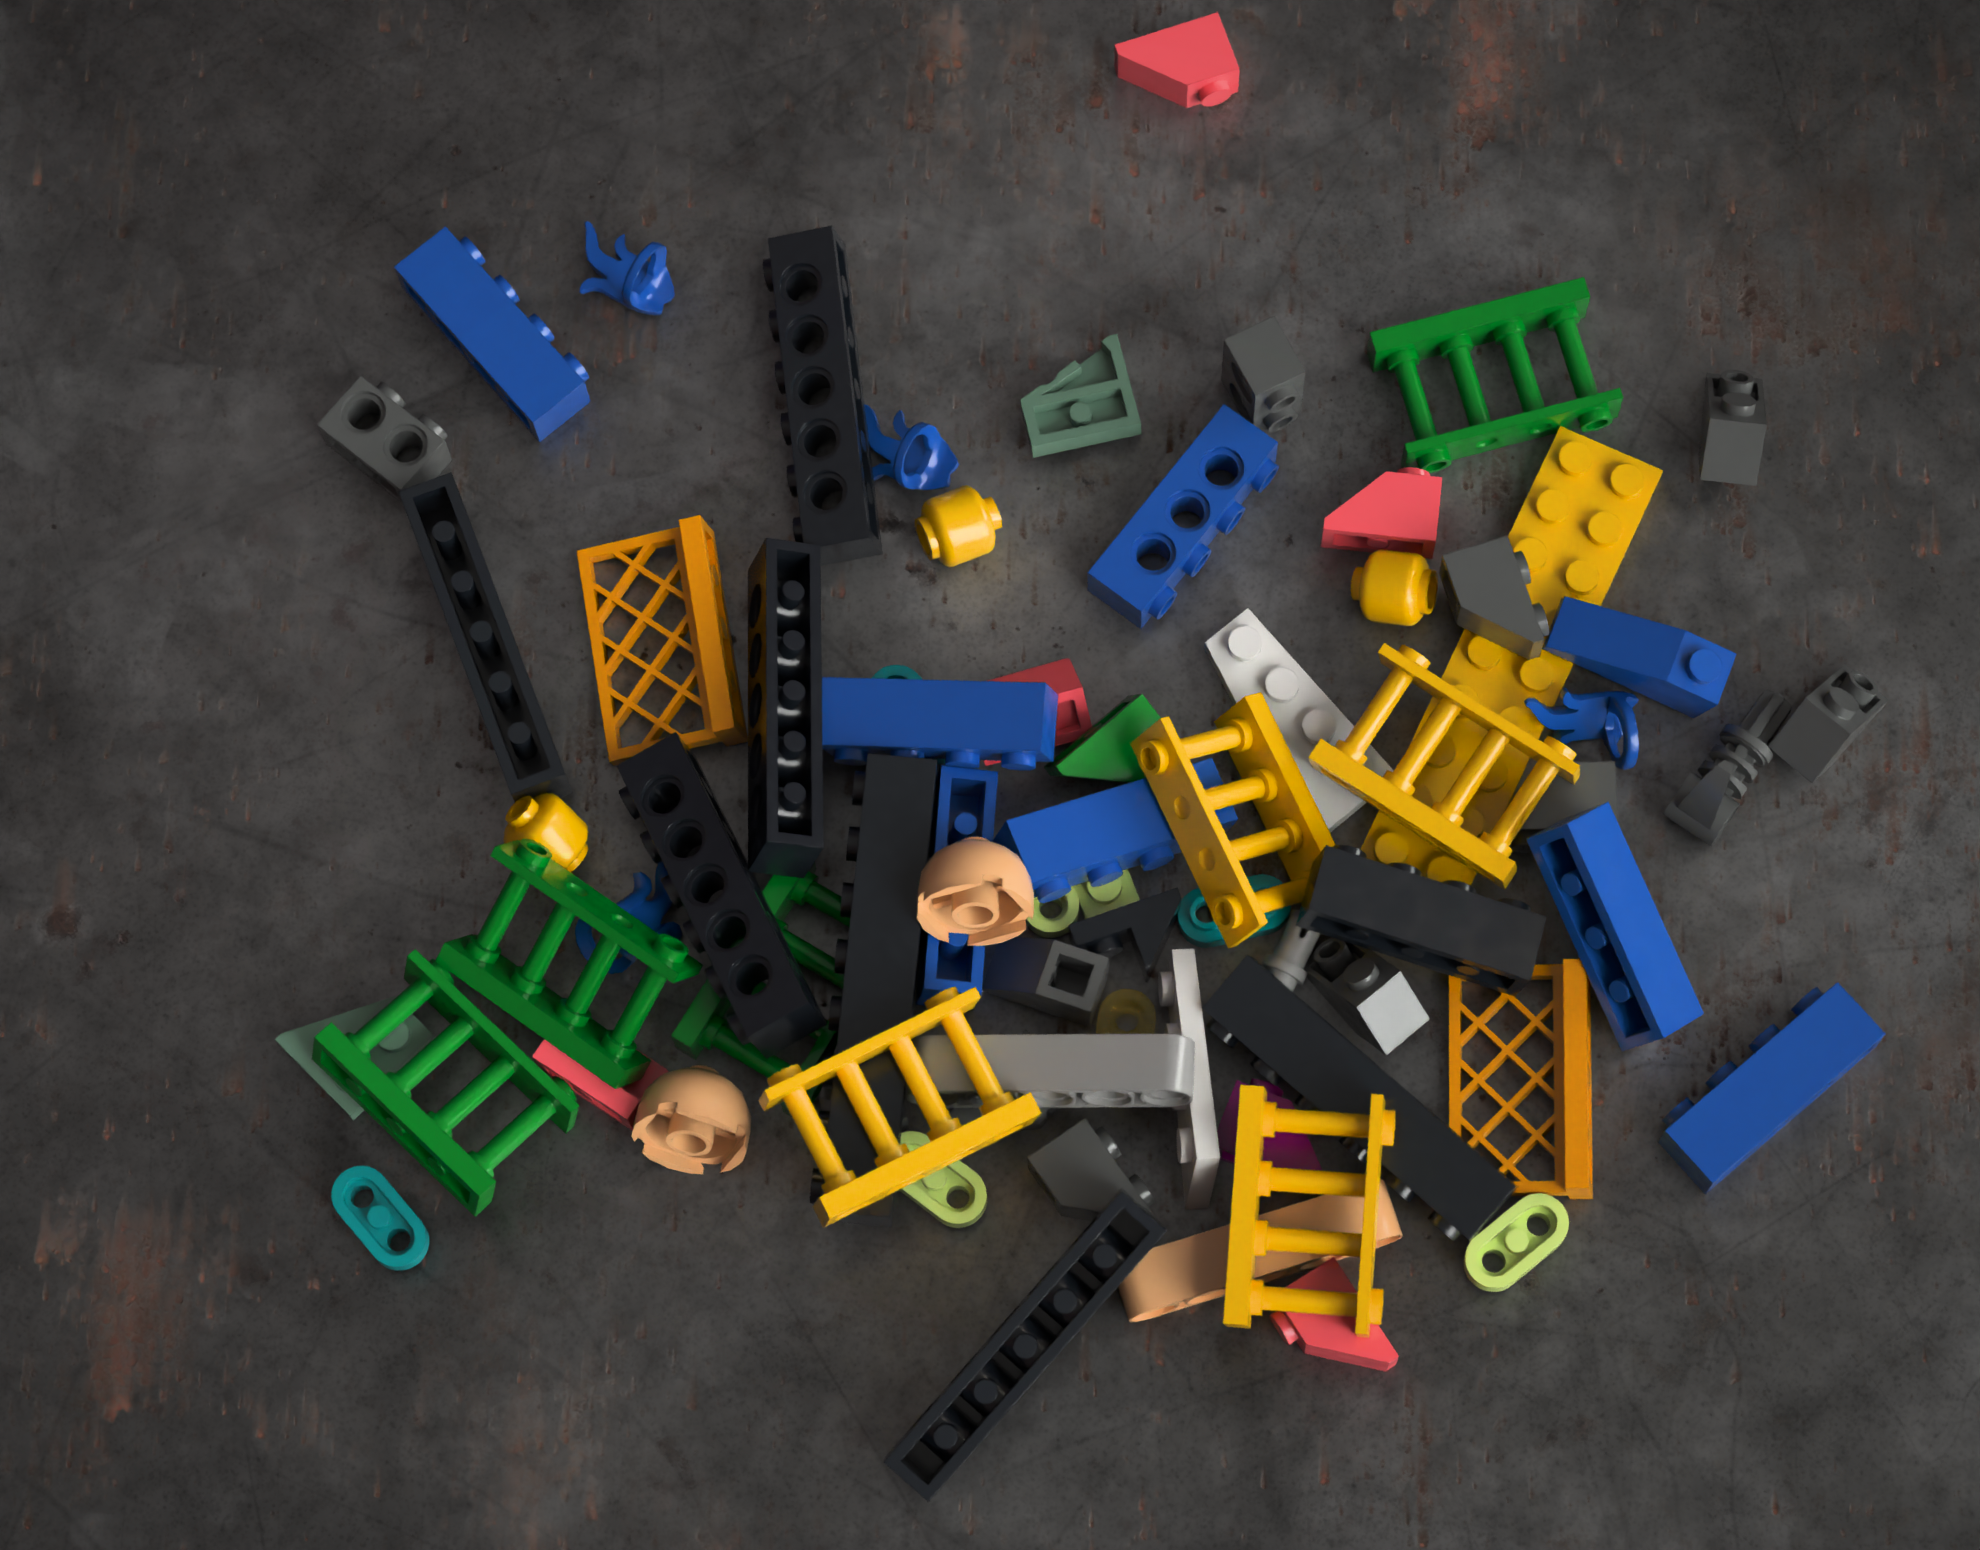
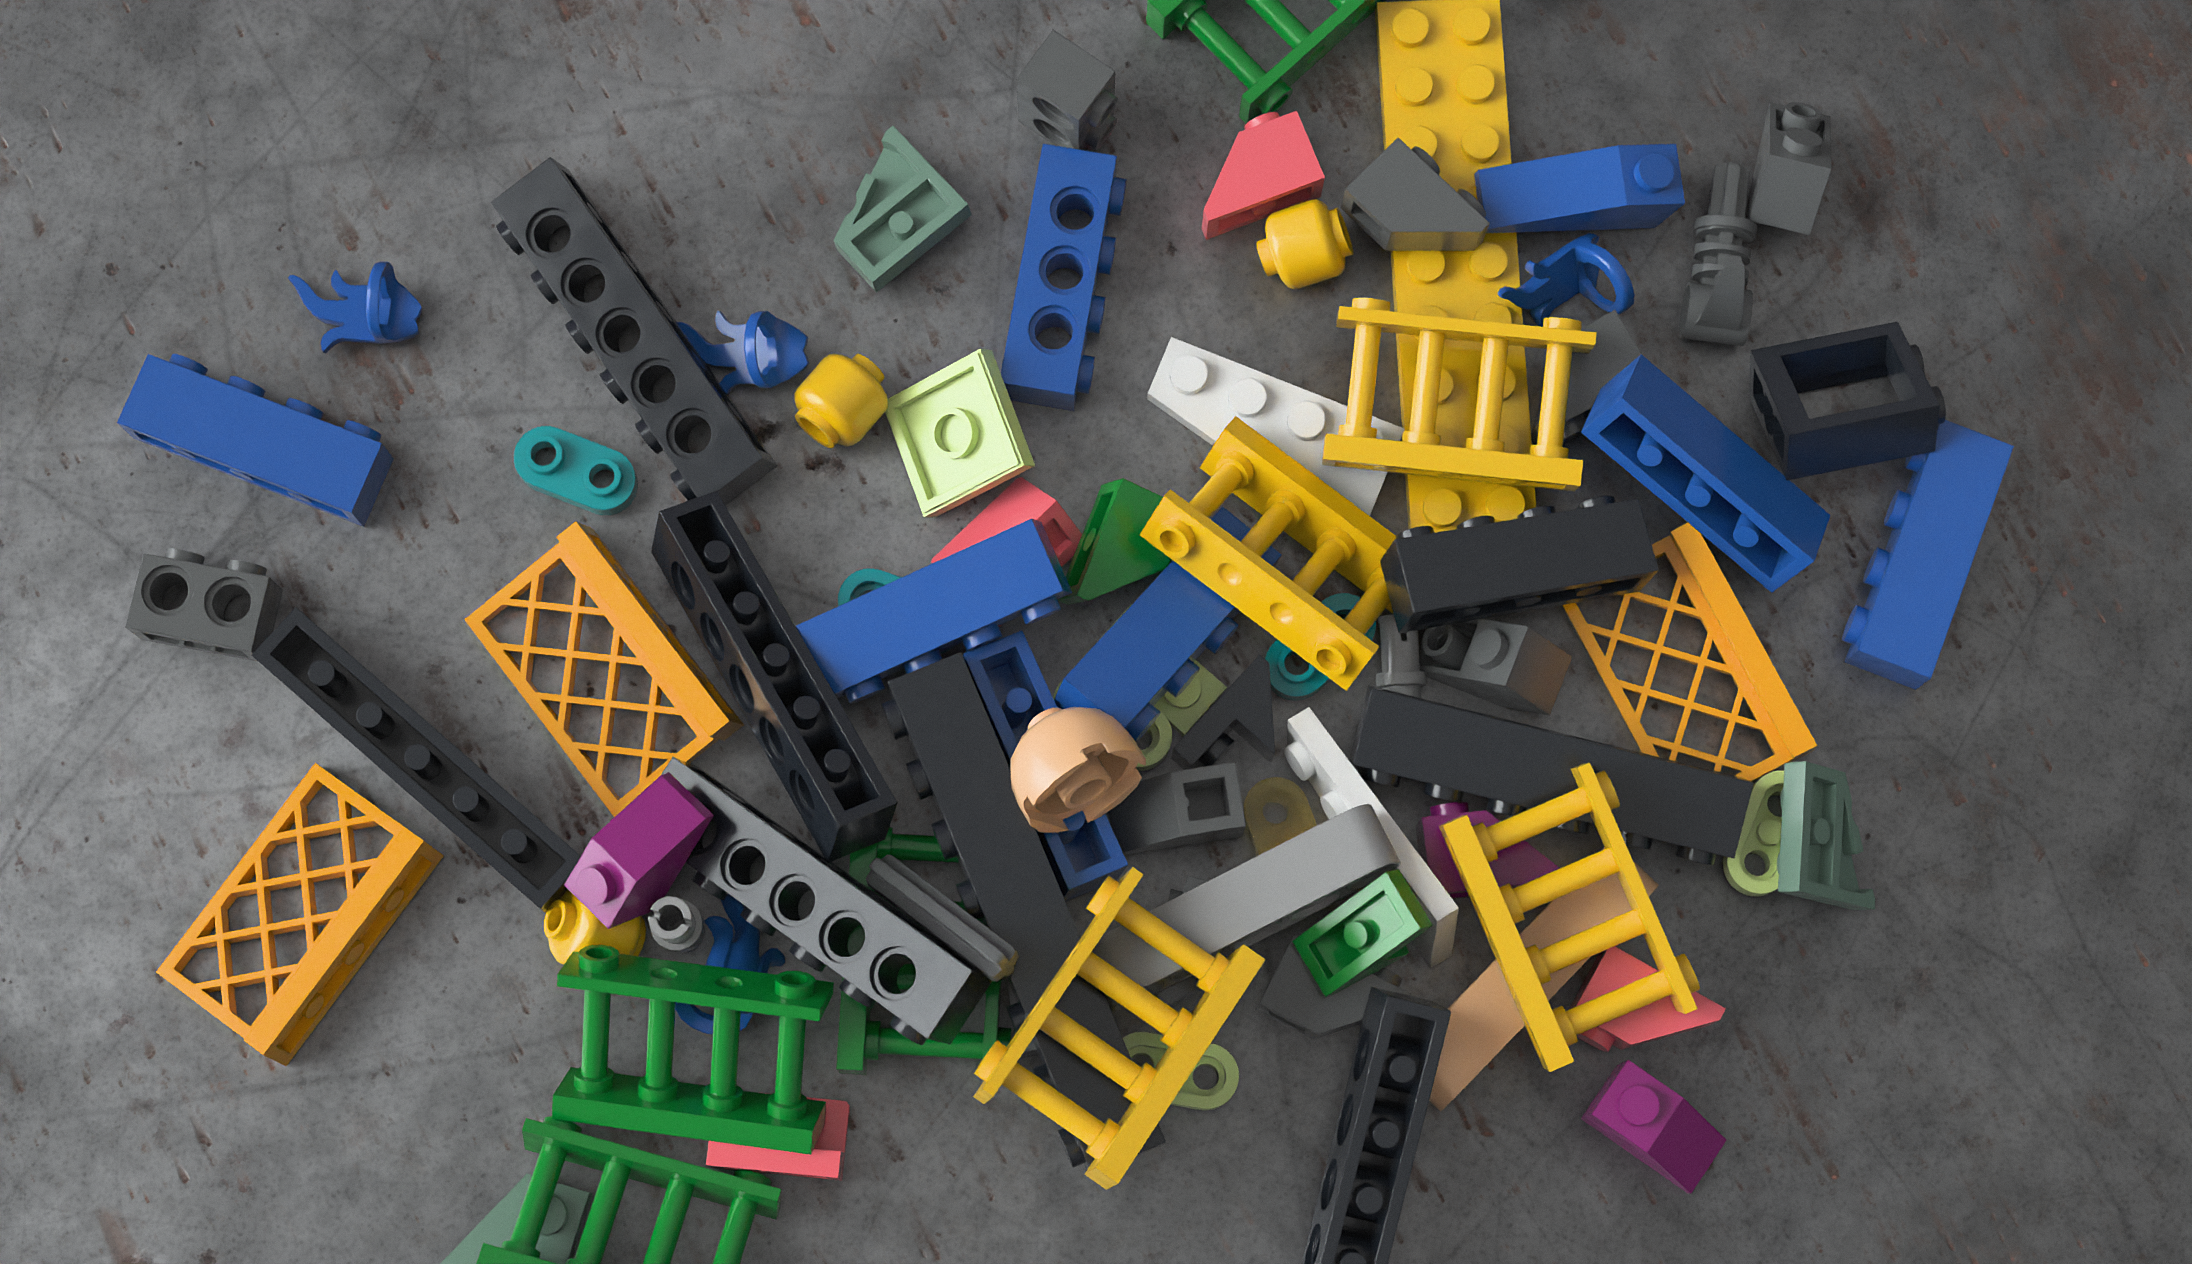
camera: 35 degrees left, 5 degrees up
(340, 753) = (330, 956): none -> light orange fence
(608, 790) = (639, 852): none -> magenta slope
(609, 862) = (667, 913): none -> light grey pin
(693, 1120) = (901, 1139): light nougat cylinder -> none
(722, 477) = (573, 470): none -> teal plate
(812, 957) = (942, 918): none -> dark grey axle
(1035, 597) = (958, 433): none -> yellowish green tile
(1135, 1142) = (1363, 934): none -> green slope
(1295, 1423) = (1654, 1125): none -> magenta slope
(1551, 1264) = (1819, 838): none -> sand green wing
(1756, 957) = (1850, 437): none -> black window

